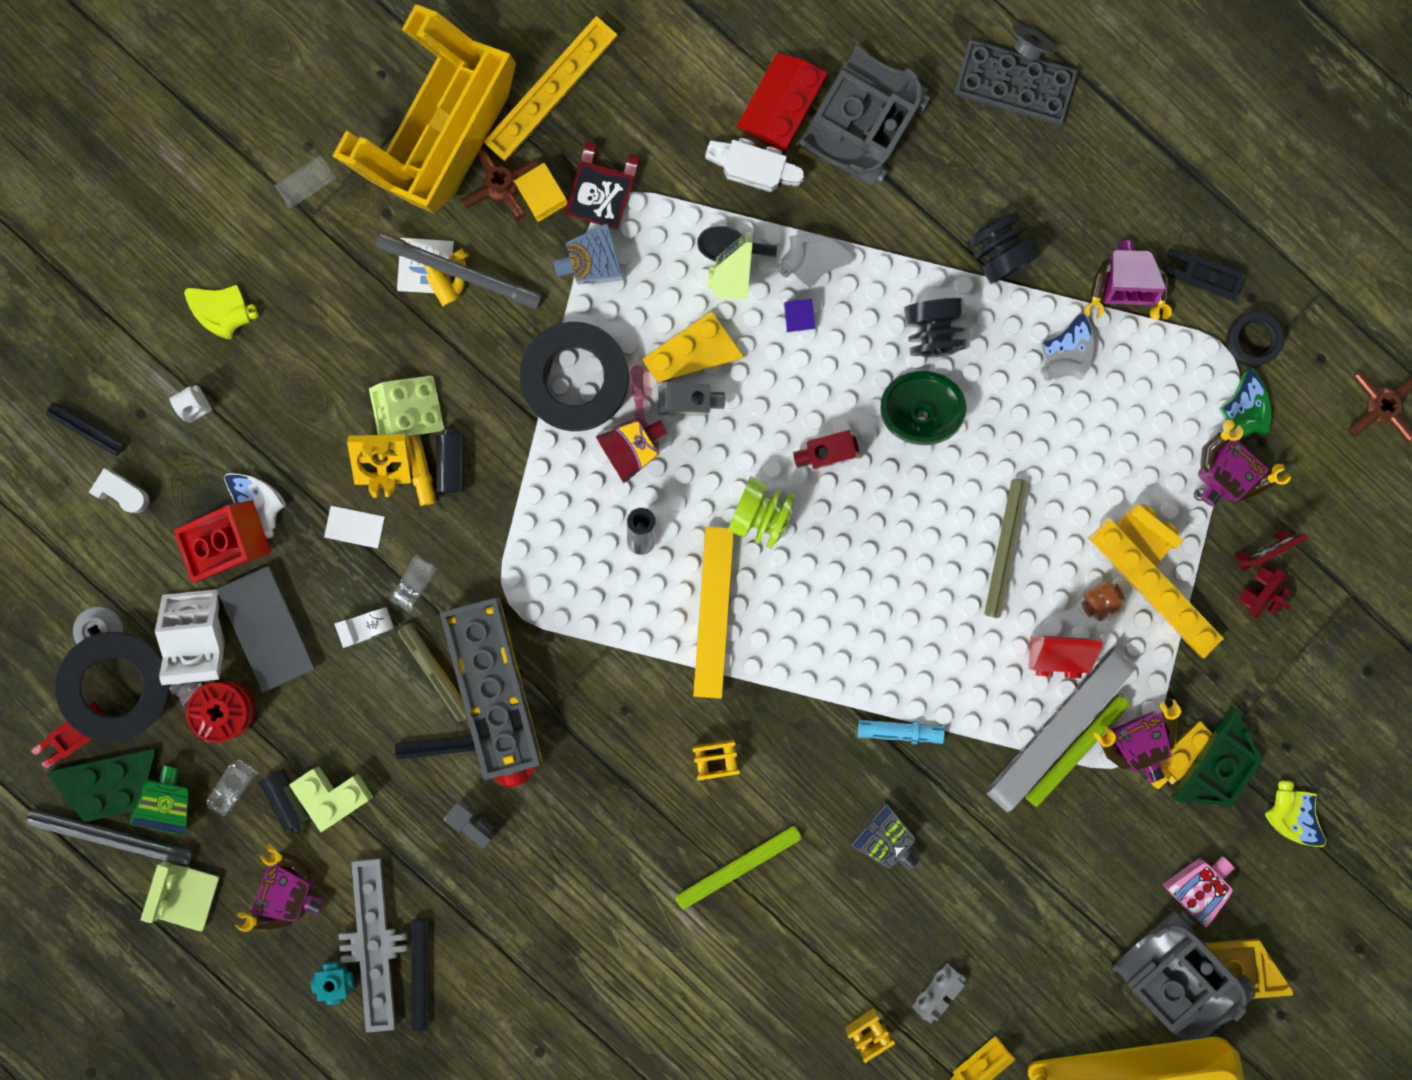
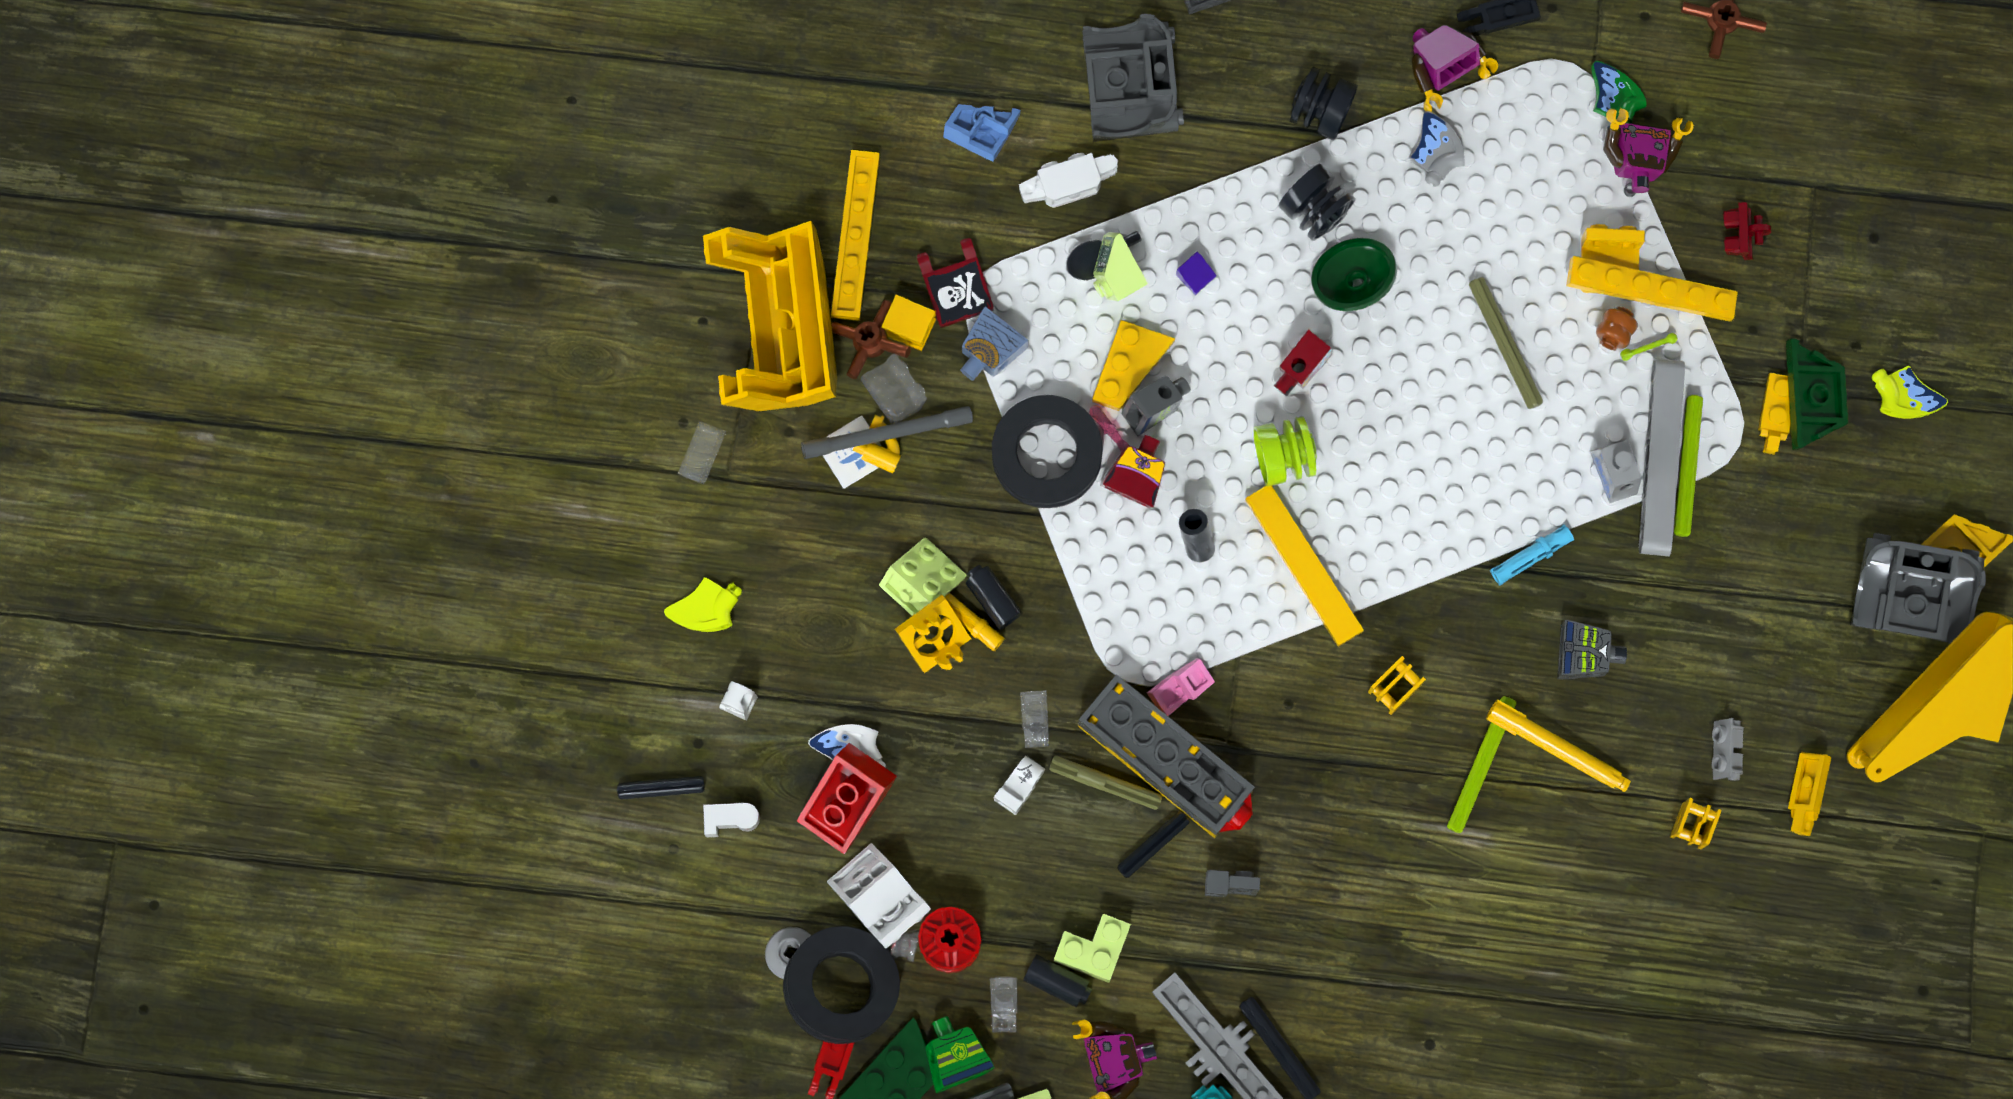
camera: 30 degrees left, 10 degrees down
(266, 629) = (937, 846): dark grey tile -> none
(354, 527) = (948, 710): white sticker -> none
(490, 239) = (894, 389): none -> clear bracket
(549, 638) = (1180, 686): none -> bright pink slope
(714, 72) = (980, 129): none -> medium blue slope
(782, 101) = (1054, 113): red slope -> none
(787, 857) = (1517, 723): none -> yellow piece
(812, 257) = (1172, 219): light grey arm -> none
(1017, 714) = (1616, 469): none -> light grey torso
(1062, 655) = (1617, 391): red slope -> none
(1097, 626) = (1627, 354): none -> lime hinge
(1143, 741) = (1736, 418): torso -> none
(1202, 888) = (1875, 507): torso -> none
(1274, 328) = (1585, 16): black tyre -> none
(1284, 542) = (1727, 180): dark red flag -> none

